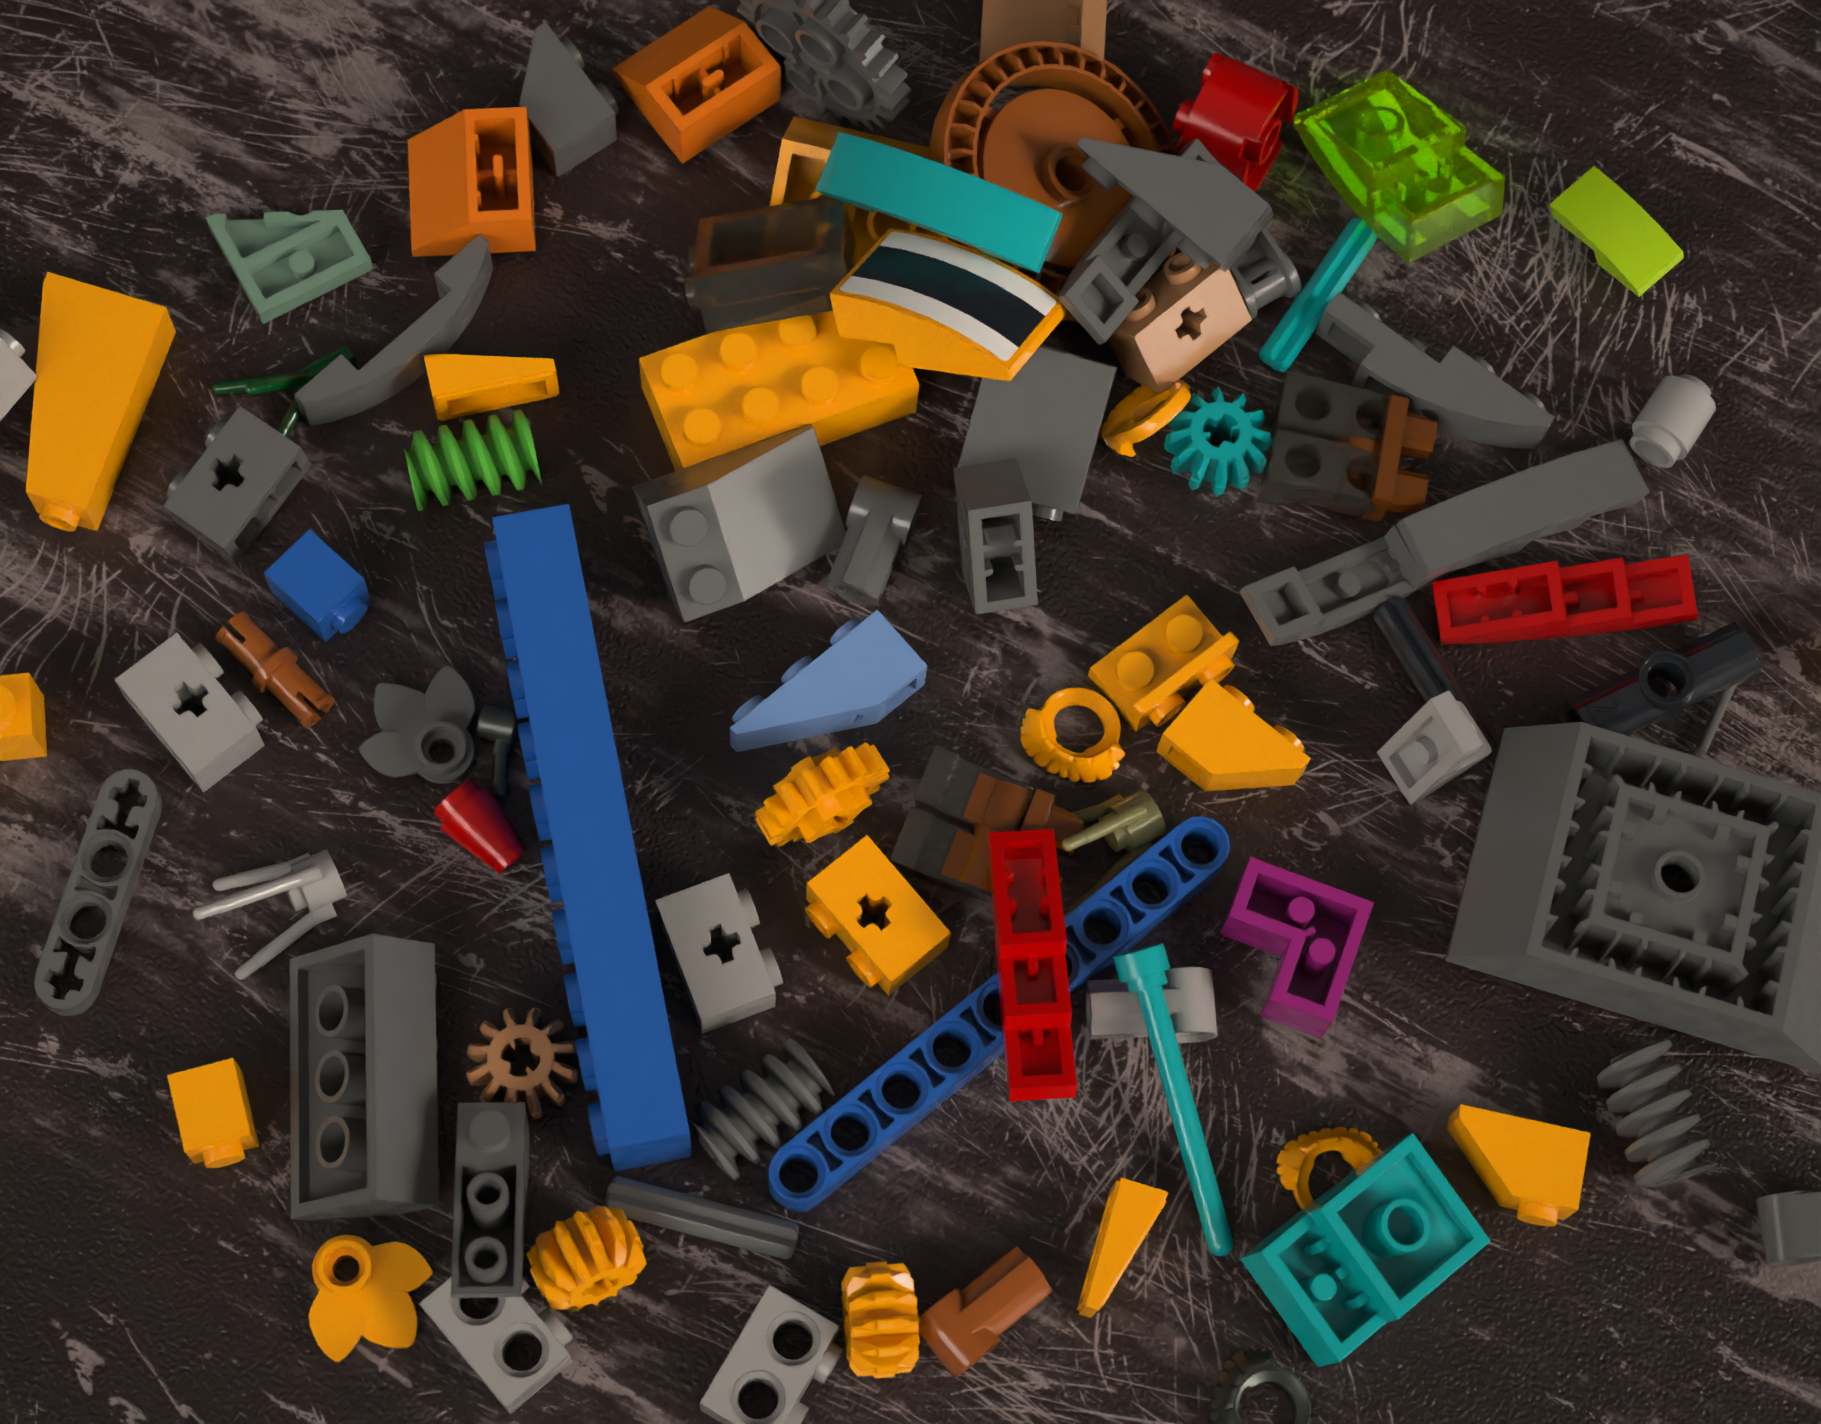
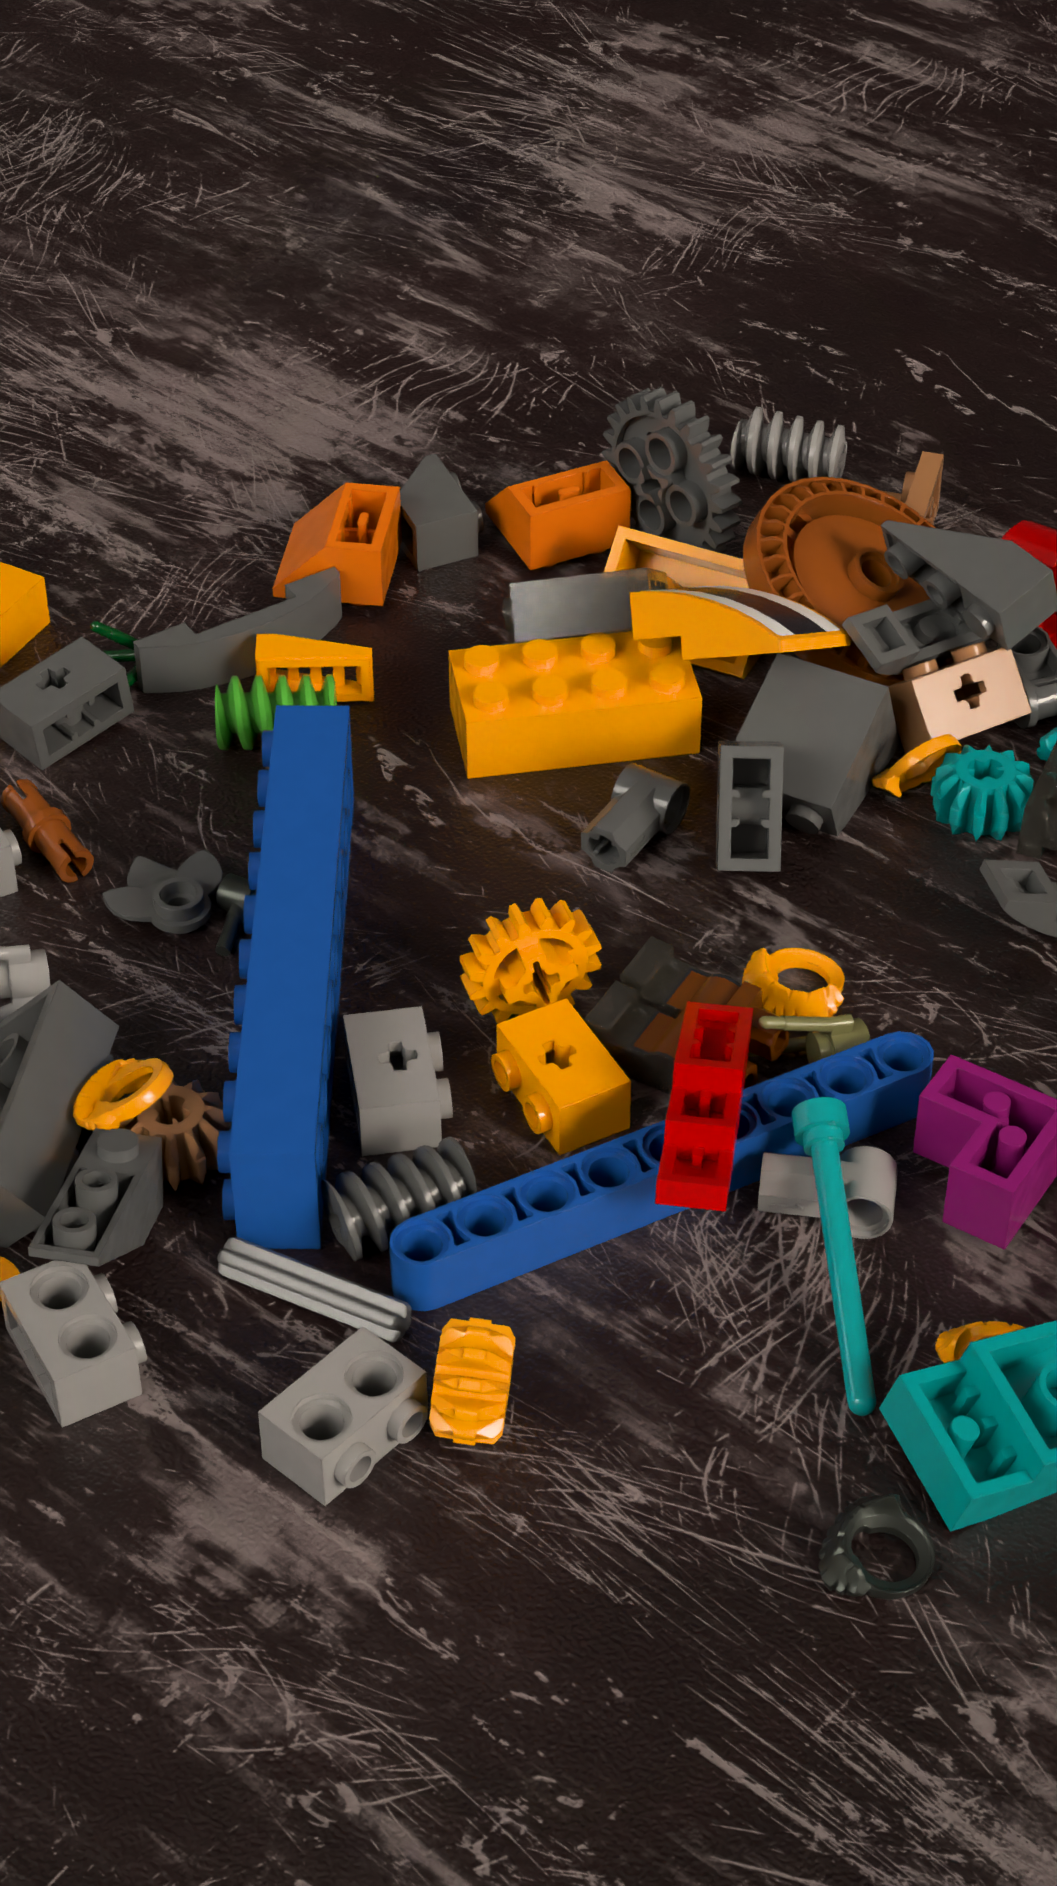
camera: 20 degrees right, 30 degrees down
(290, 256) = (167, 580): sand green wing -> none
(319, 587) = (107, 777): blue brick -> none
(454, 1018) = (98, 1100): none -> light orange piece
(480, 826) = (195, 958): red cone -> none
(586, 1258) = (181, 1280): light orange gear -> none
(740, 521) = (509, 770): dark grey slope -> none
(844, 688) = (606, 887): medium blue slope -> none
(940, 200) = (755, 546): teal slope -> none
(969, 1321) = (570, 1415): dark orange piece -> none
(1124, 1224) = (753, 1365): light orange slope -> none
(1164, 663) = (899, 944): light orange bracket -> none
(1229, 746) = (952, 1002): light orange slope -> none

